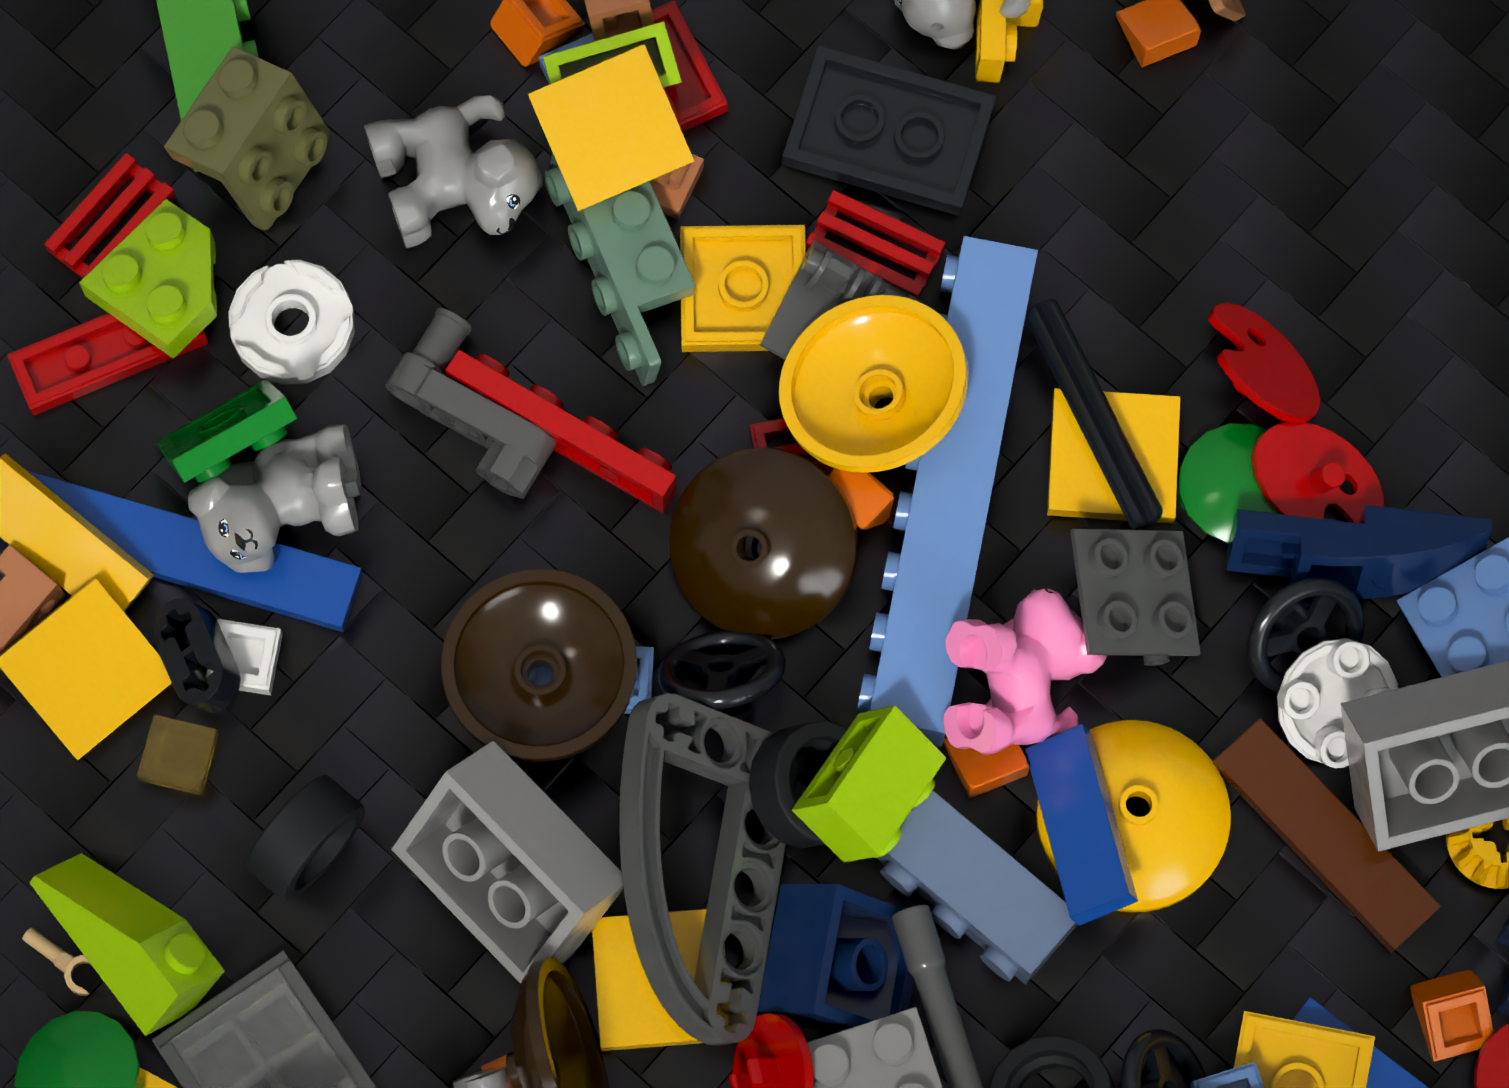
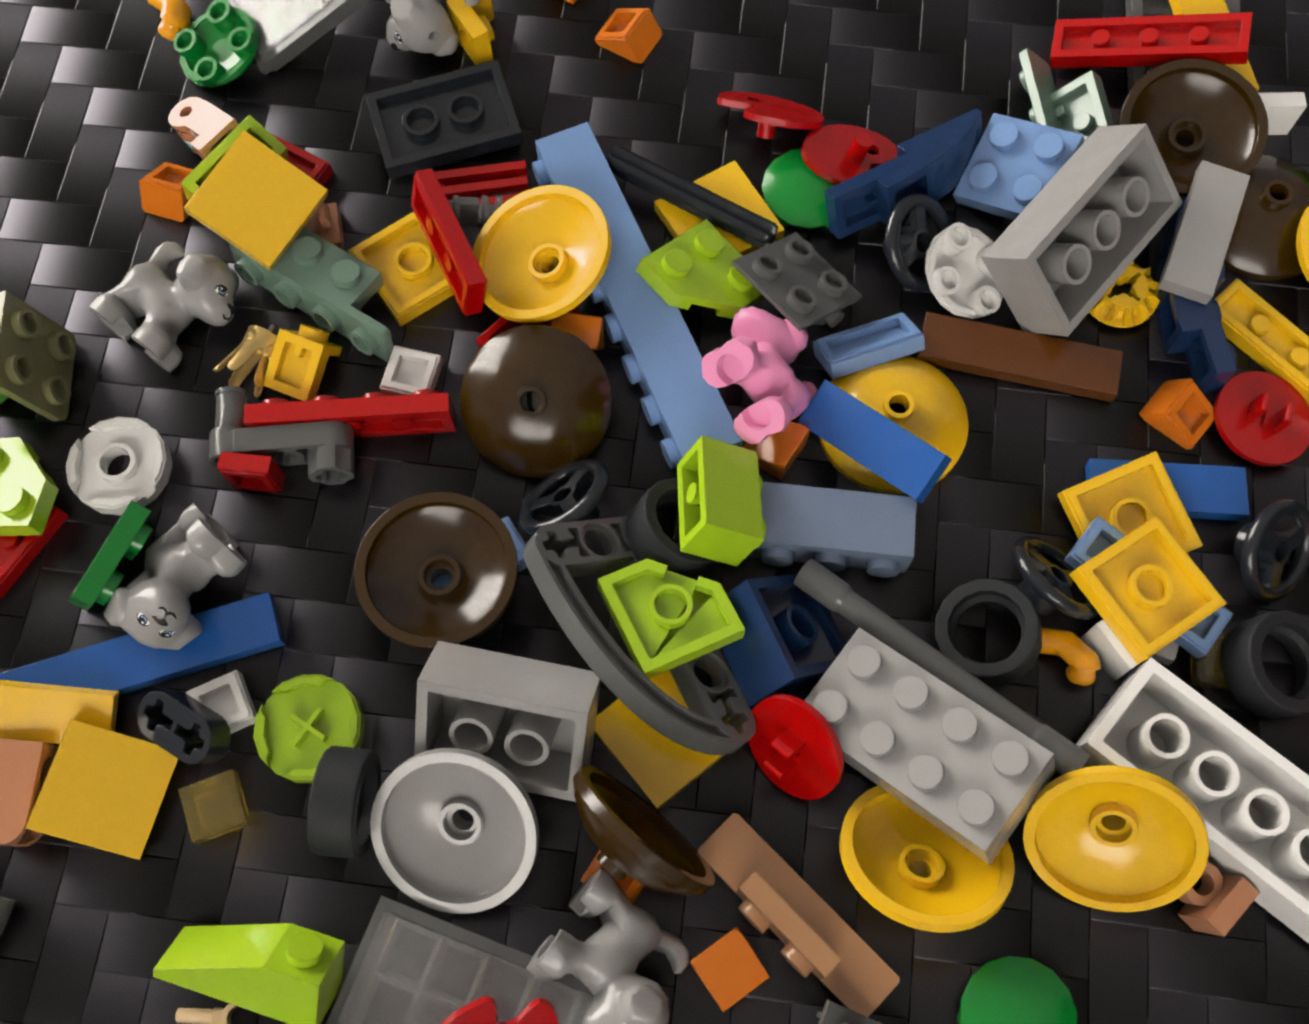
camera: 30 degrees left, 5 degrees down
(315, 730) = (304, 721): none -> lime tile
(361, 942) = (436, 852): none -> light grey dish
(421, 425) = (251, 472): none -> red tile
(511, 278) = (254, 348): none -> pearl gold piece
(548, 329) = (299, 361): none -> yellow bracket
(656, 418) = (410, 371): none -> white tile
(735, 866) = (668, 615): none -> lime plate
(784, 304) = (448, 242): none -> red tile
(1030, 512) = (699, 272): none -> lime plate
(1166, 714) = (868, 345): none -> medium blue tile
(1178, 152) = (630, 33): none -> orange slope

